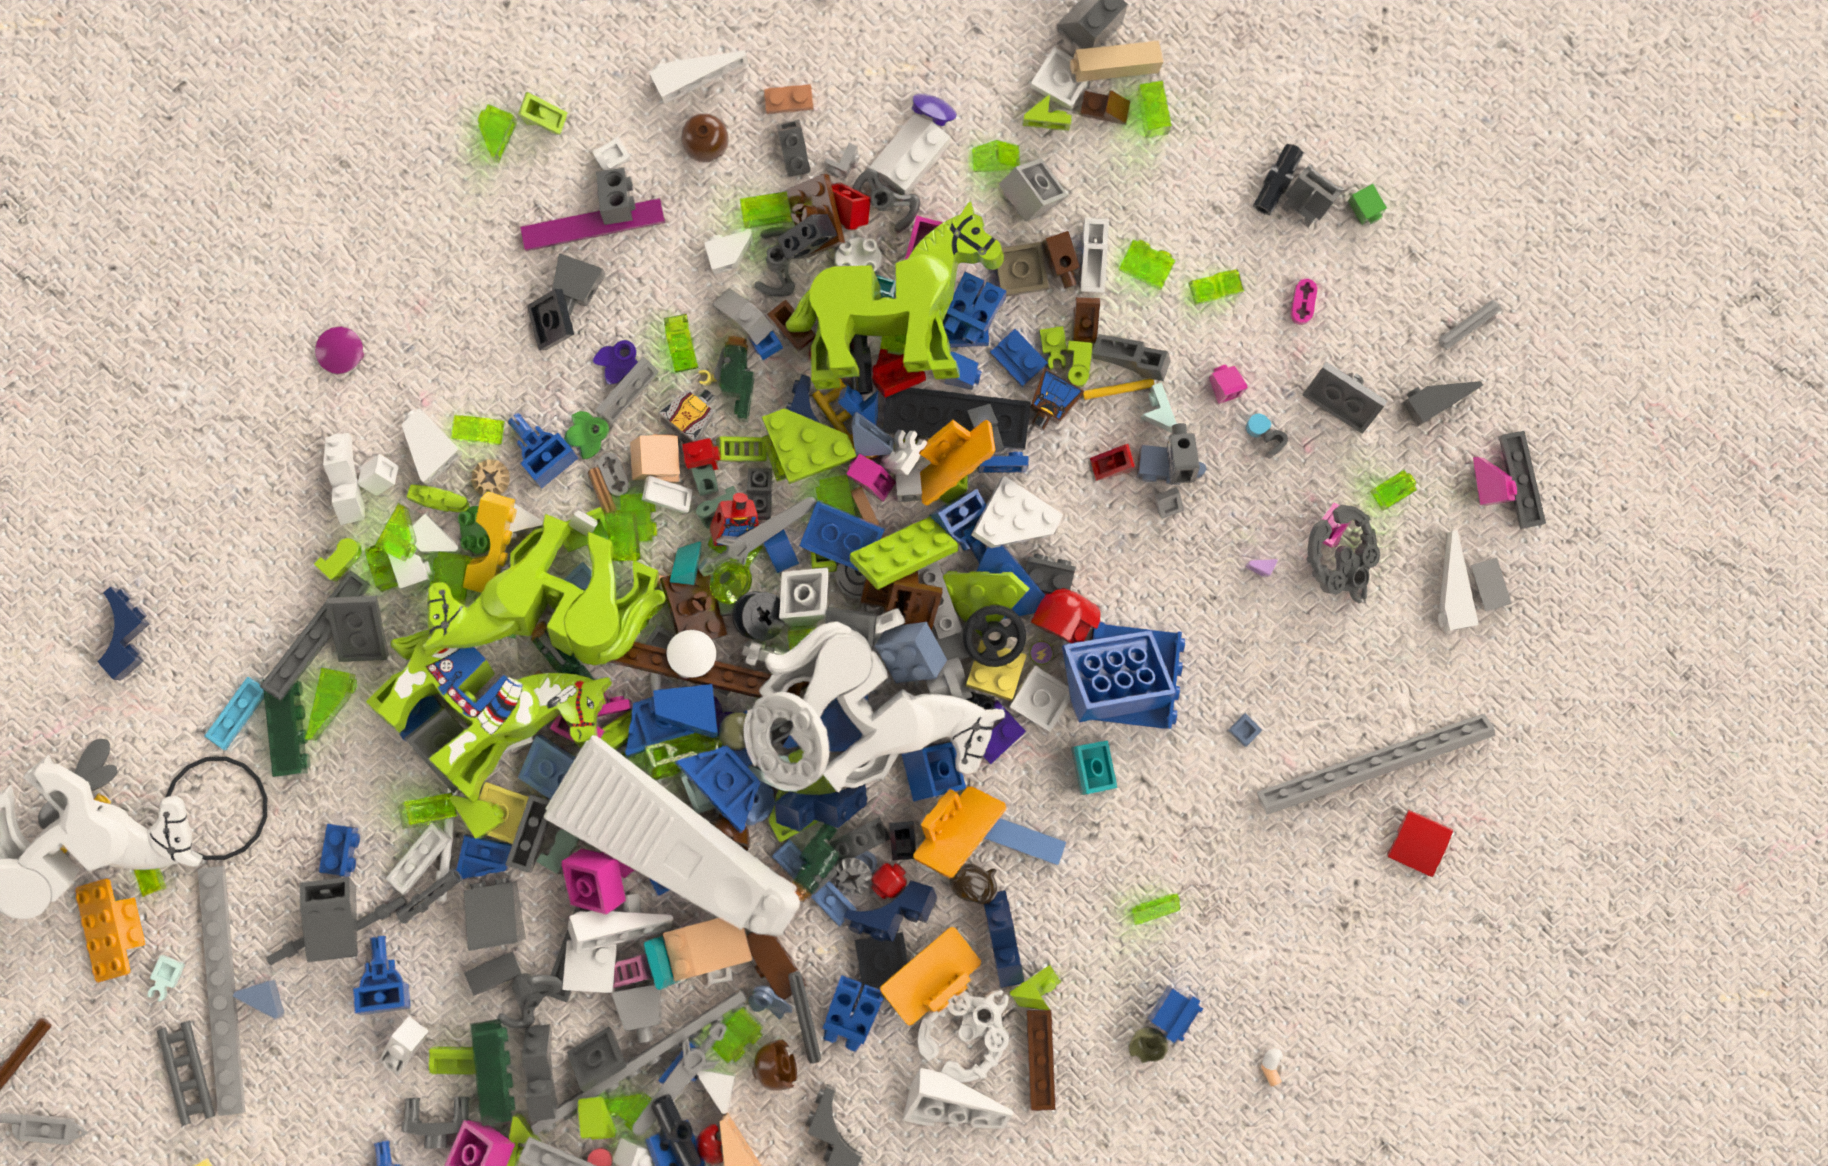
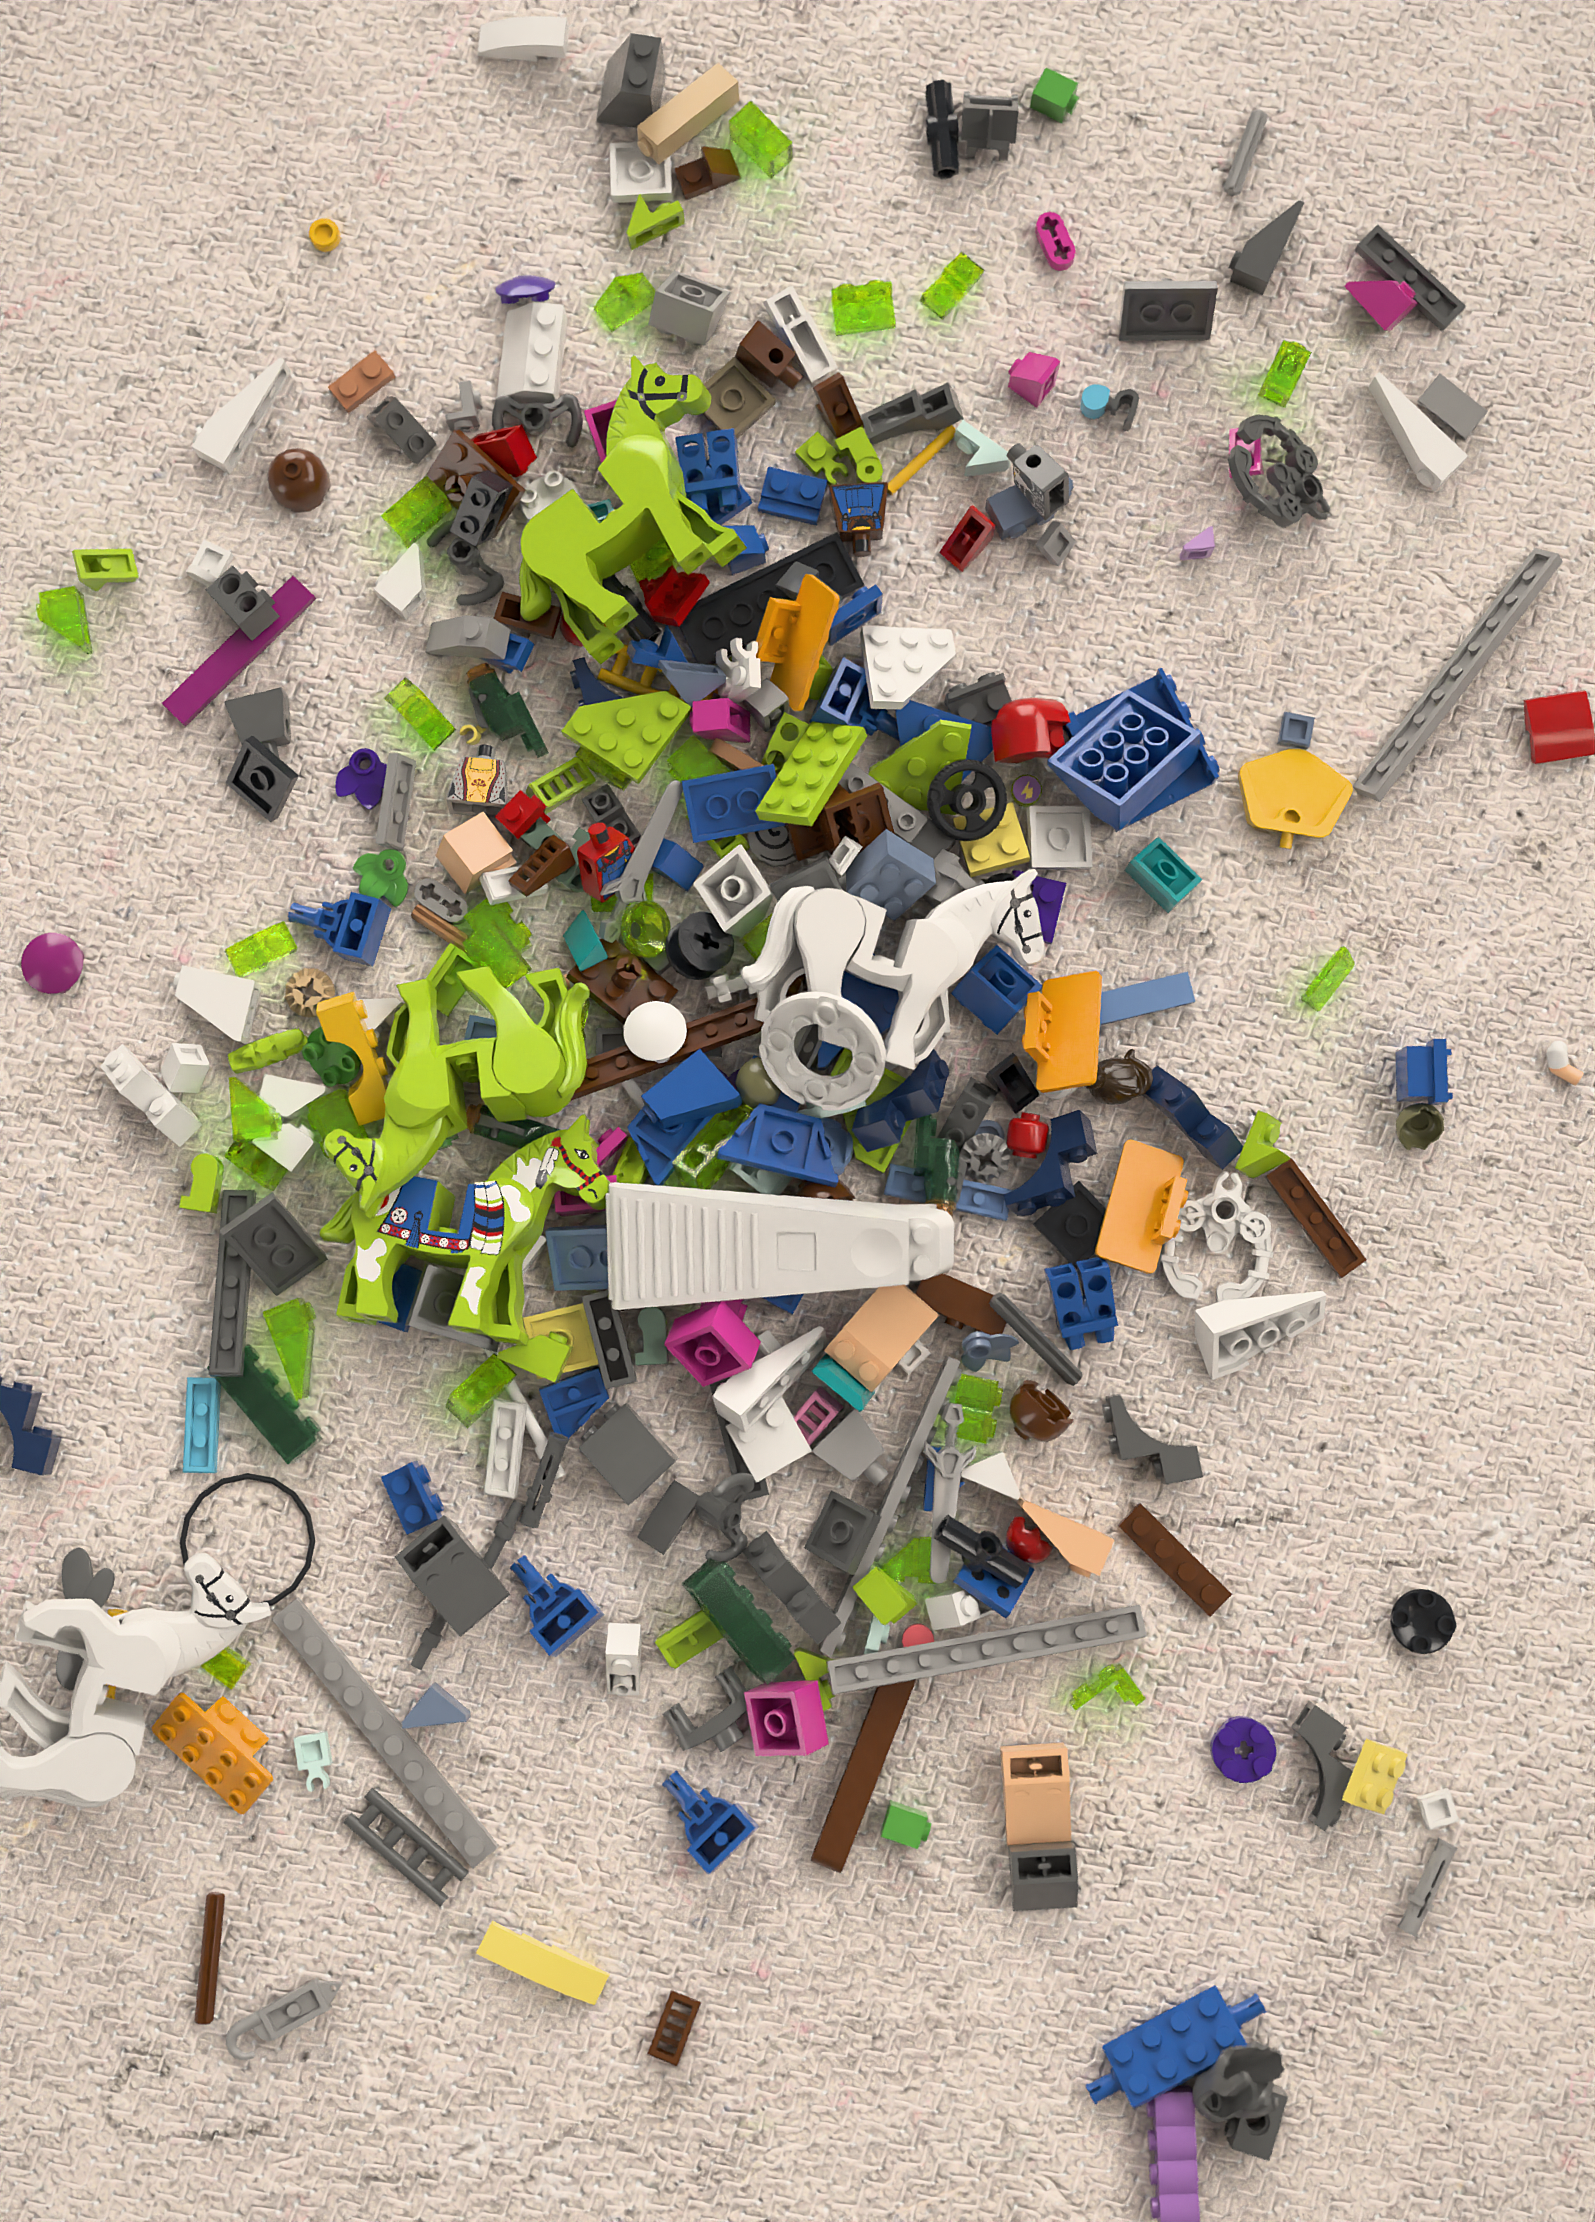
camera: 25 degrees left, 0 degrees up
(573, 1140) = (877, 1634): none -> light aqua plate
(583, 522) = (444, 970): white slope -> none
(698, 497) = (543, 865): none -> reddish brown slope
(903, 517) = (784, 741): none -> lime leg
(1214, 771) = (1293, 795): none -> yellow animal

